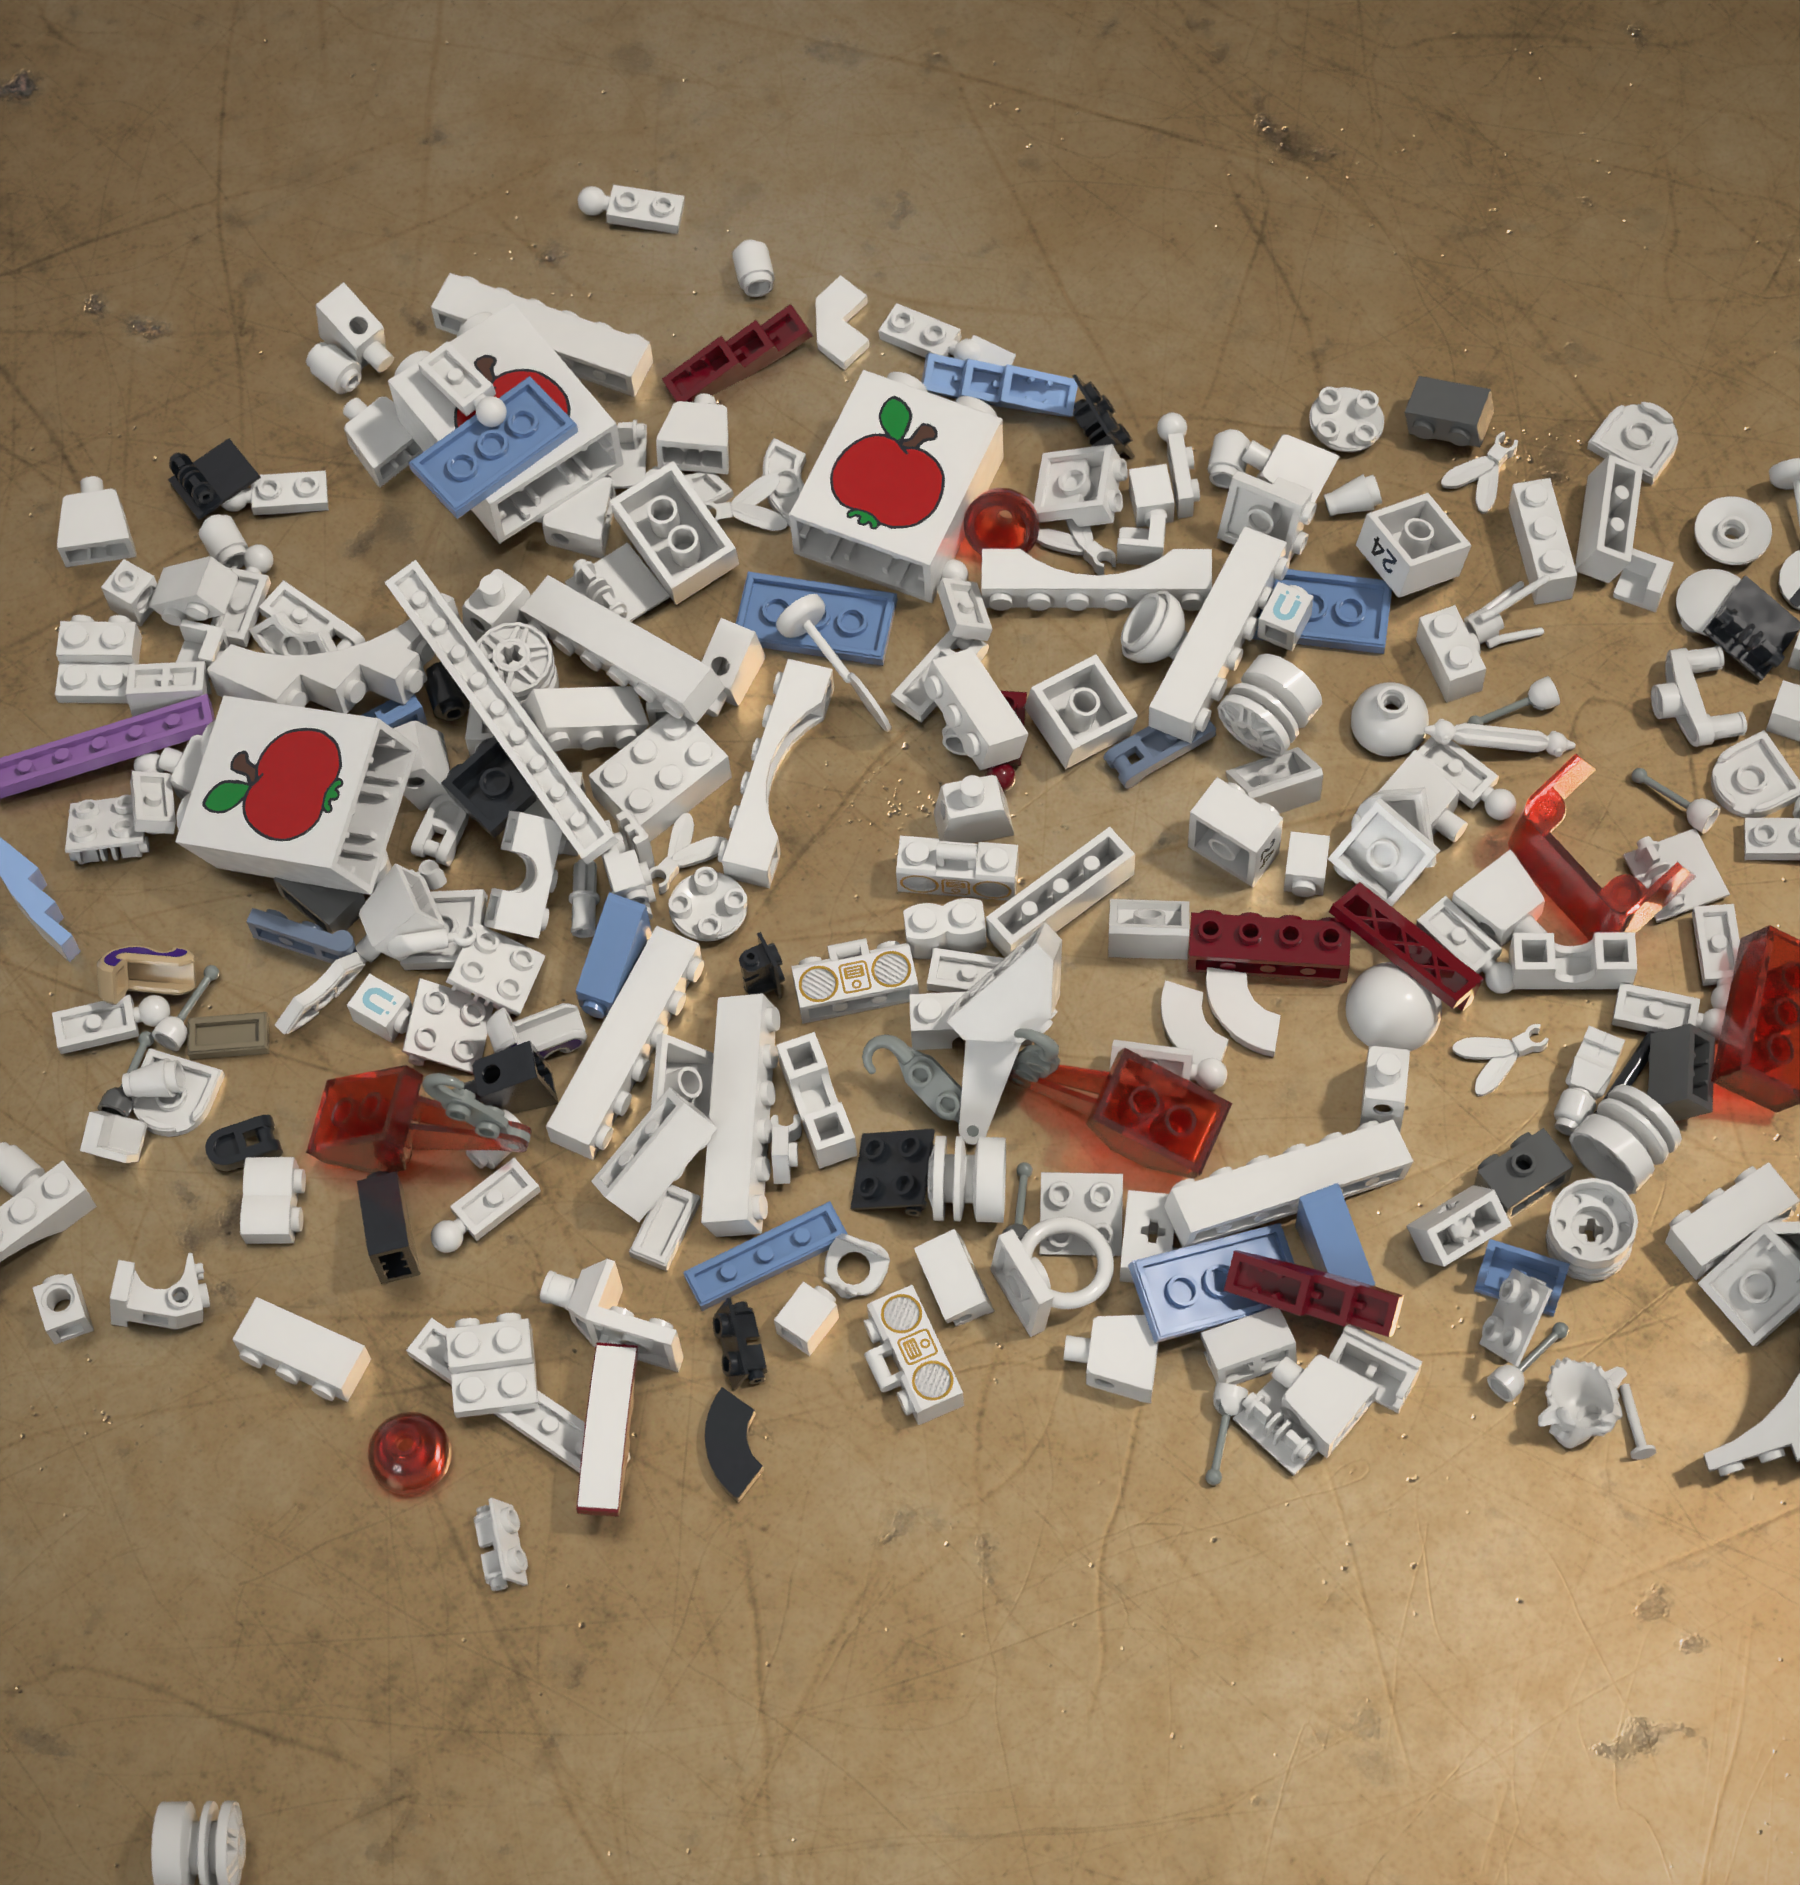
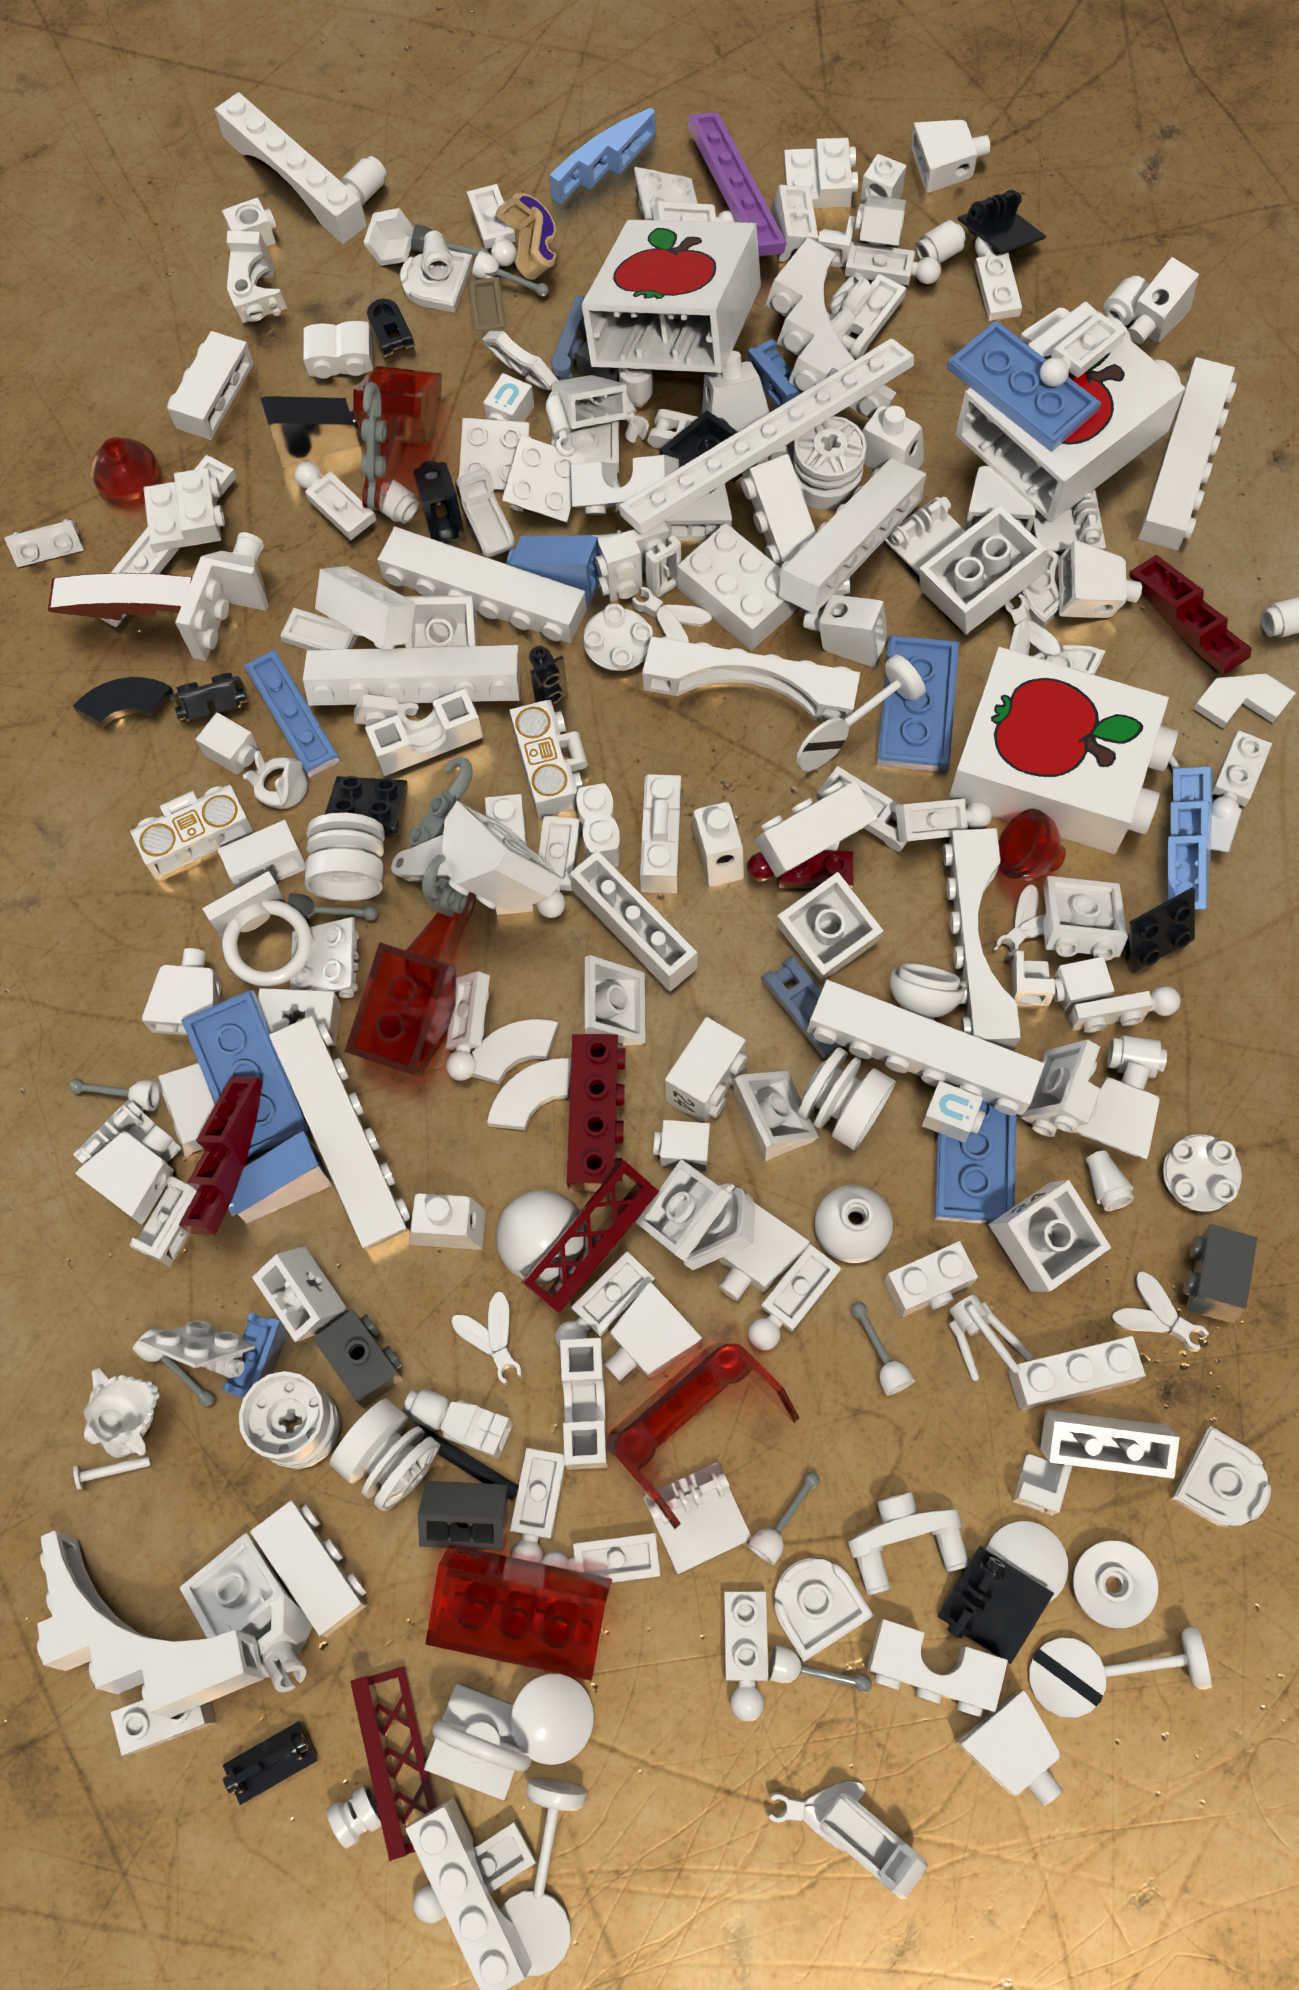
camera: 85 degrees right, 5 degrees up
(1499, 737) = (837, 1331): white wheel -> none

